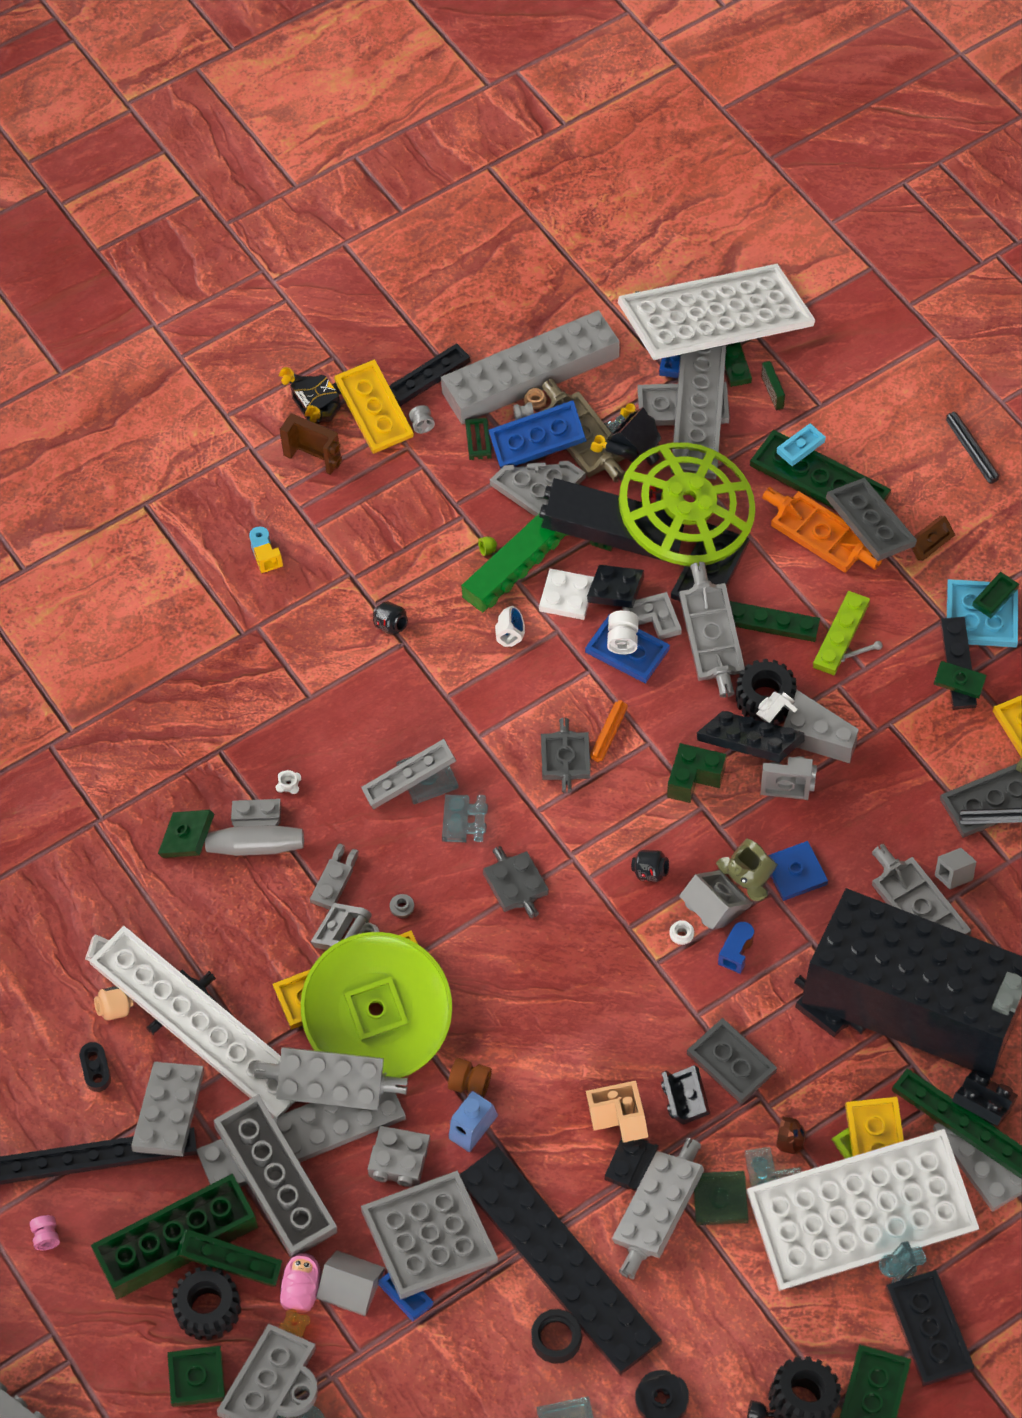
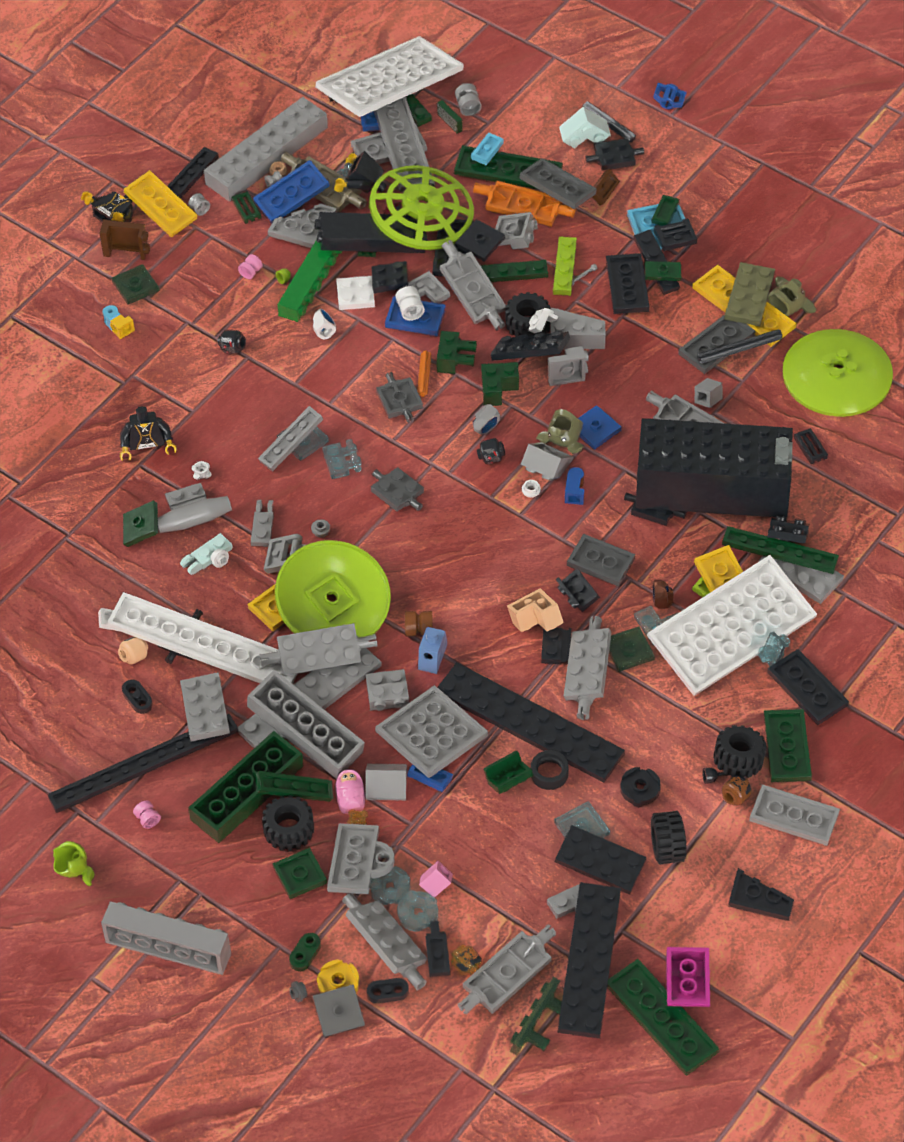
camera: 20 degrees left, 5 degrees down
(237, 711) = (145, 431): none -> torso
(252, 898) = (202, 556): none -> light aqua hinge
(264, 909) = (219, 558): none -> white plate
(305, 505) = (135, 284): none -> clear green plate
(450, 522) = (250, 266): none -> bright pink wheel
(501, 1323) = (507, 772): none -> dark green bracket
(649, 710) = (448, 352): none -> dark green brick
(659, 819) = (486, 419): none -> light grey rock
(745, 569) = (480, 240): none -> black plate
(795, 566) = (517, 229): none -> light grey plate
(804, 368) = (468, 99): none -> light grey wheel
(910, 681) = (627, 283): none -> black plate
(935, 447) = (584, 126): none -> light aqua brick
(962, 495) = (614, 154): none -> black plate
(995, 638) = (675, 235): none -> black plate

